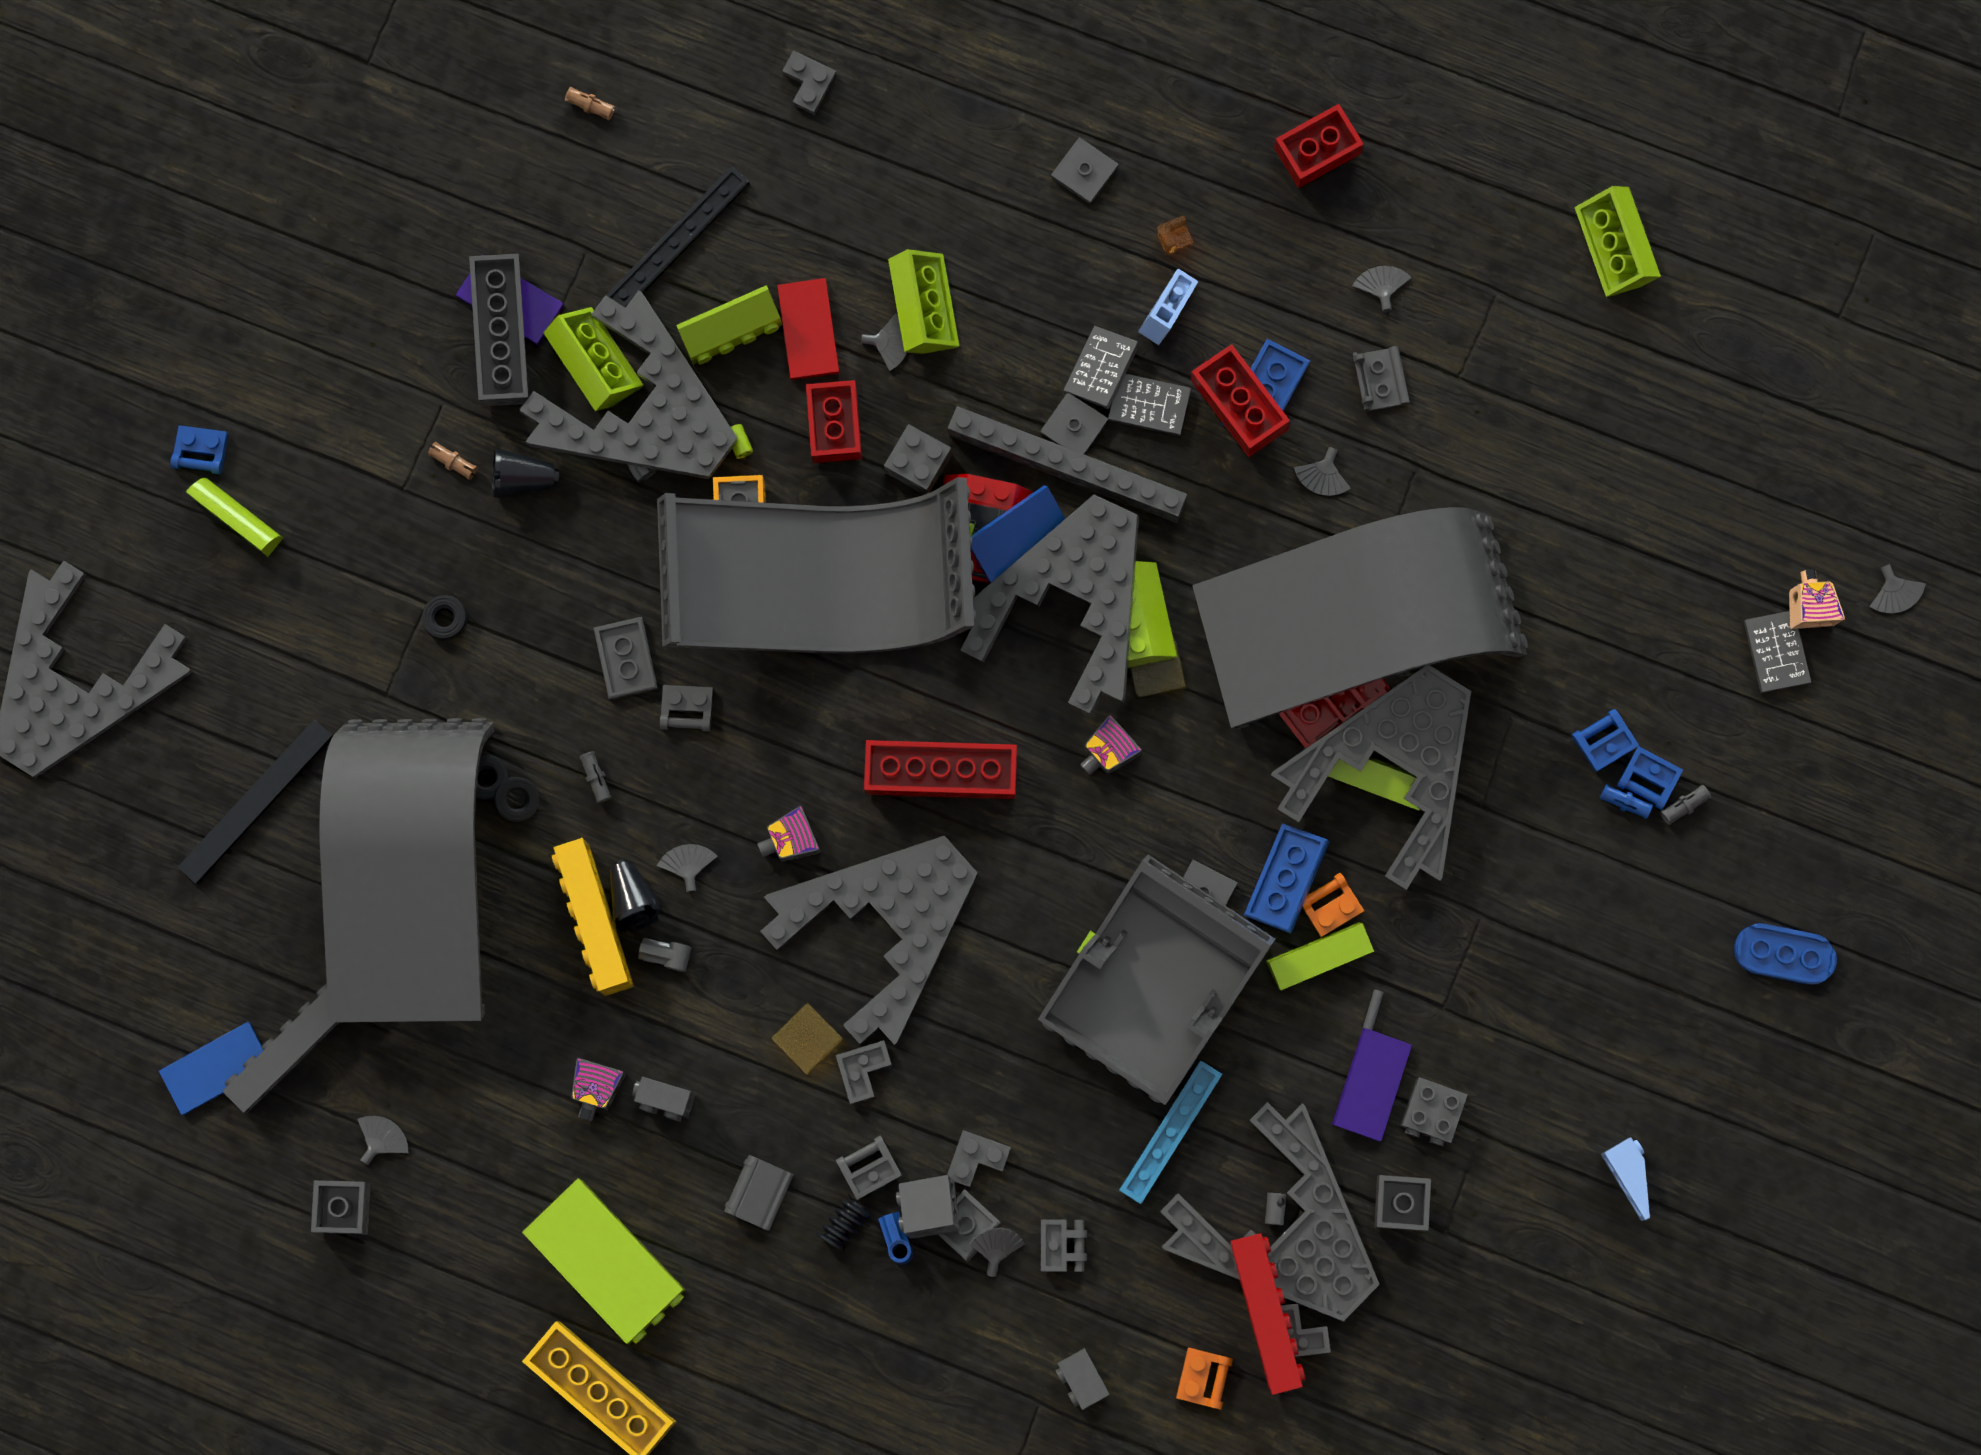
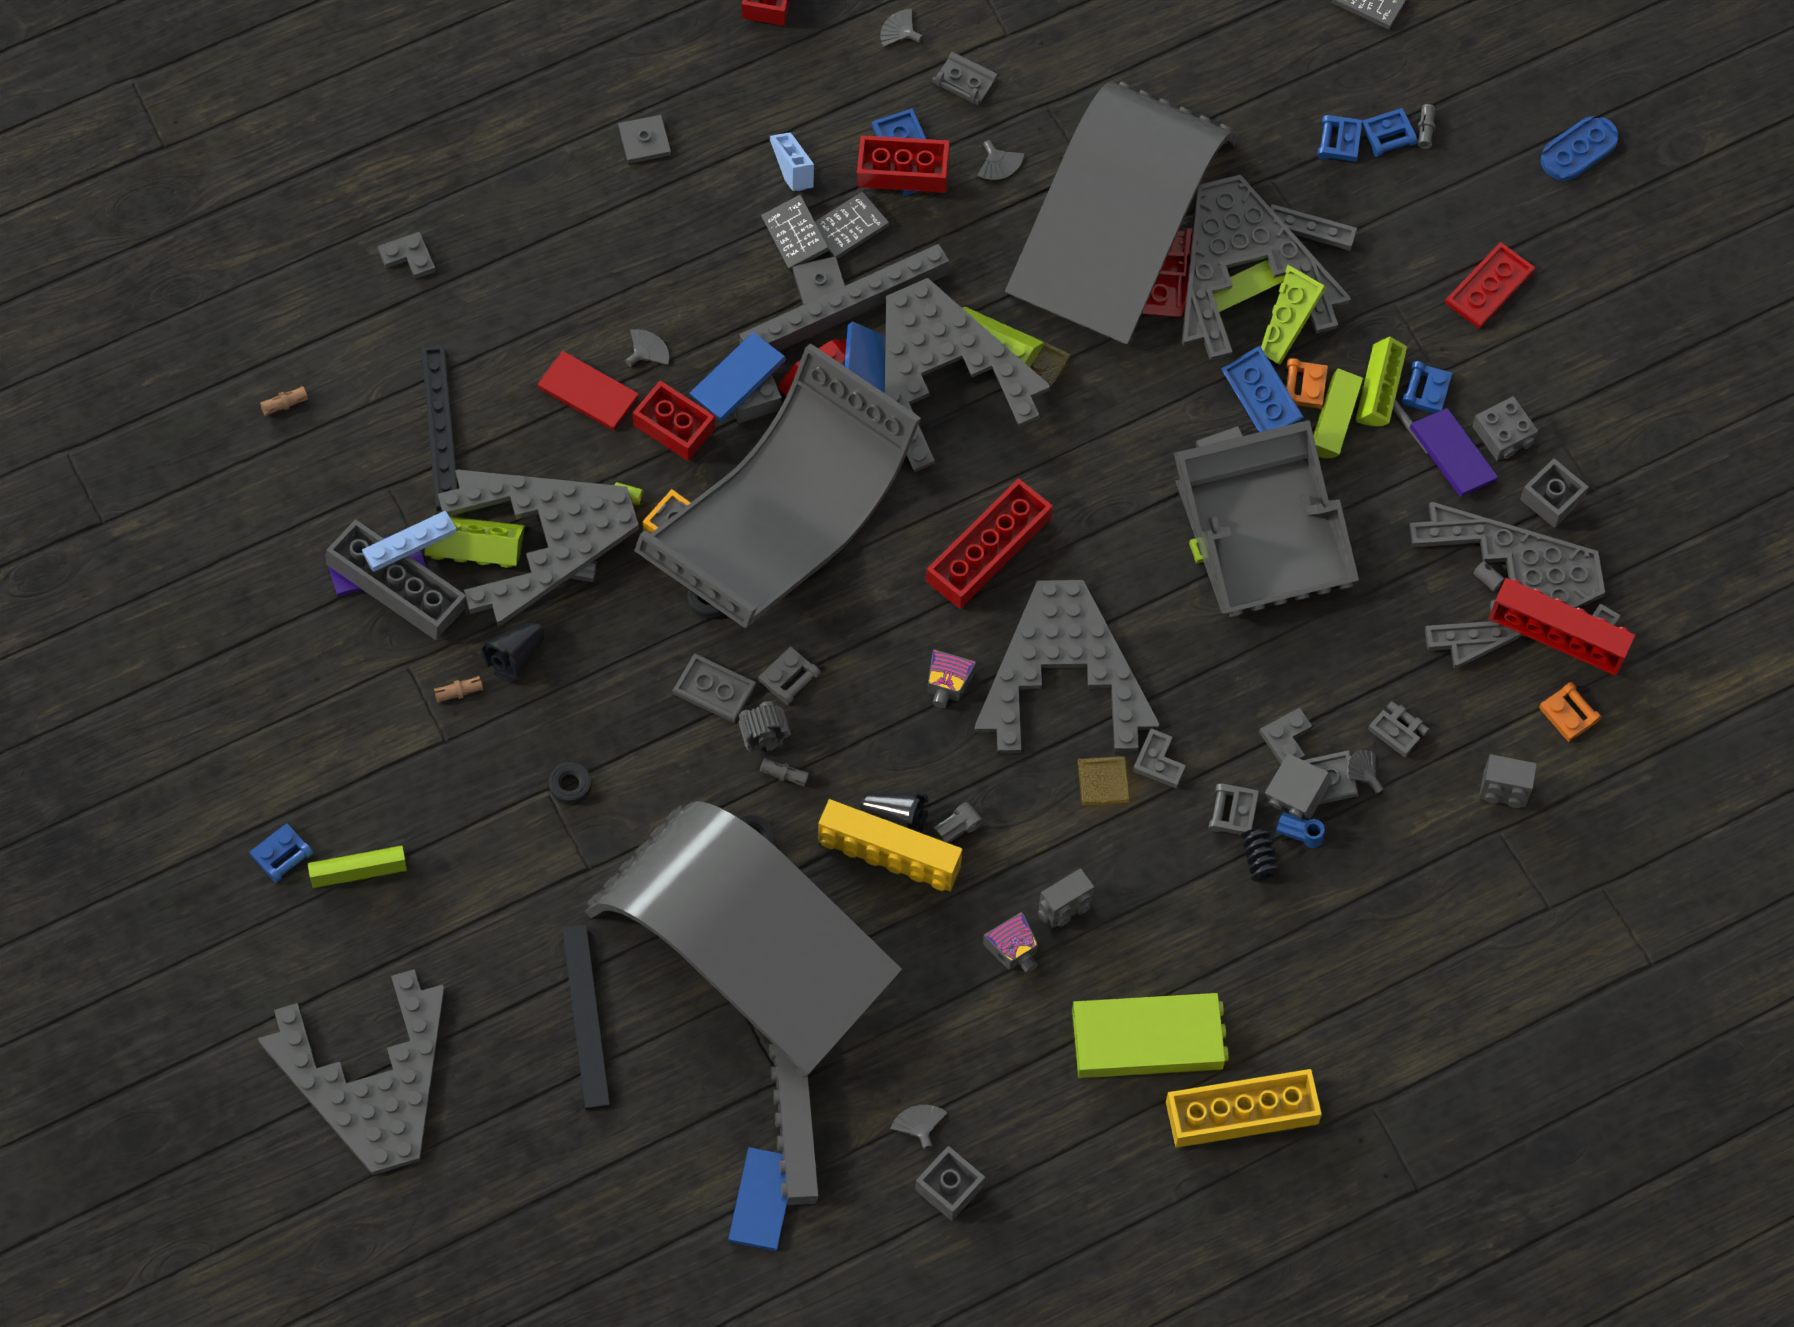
camera: 60 degrees left, 15 degrees down
(532, 312) = (409, 541): none -> light blue plate
(615, 729) = (764, 727): none -> dark grey brick
(687, 862) = (902, 762): dark grey hand -> none
(729, 325) = (540, 431): lime slope -> none
(758, 1192) = (1187, 894): dark grey piece -> none
(911, 439) = (737, 376): none -> blue tile
(923, 301) = (640, 304): lime slope -> none
(1109, 748) = (1070, 430): torso -> none
(1170, 1132) = (1379, 602): dark azure plate -> none
(1174, 235) = (744, 121): clear orange panel -> none
(1383, 840) = (1294, 305): none -> lime wing
(1386, 969) = (1381, 382): none -> lime brick
(1422, 1019) = (1434, 390): none -> blue plate
(1491, 787) = (1316, 228): none -> dark grey plate
(1571, 985) = (1490, 285): none -> red tile
(1626, 801) = (1381, 162): blue pin -> none
(1628, 1168) = (1649, 345): light blue slope -> none

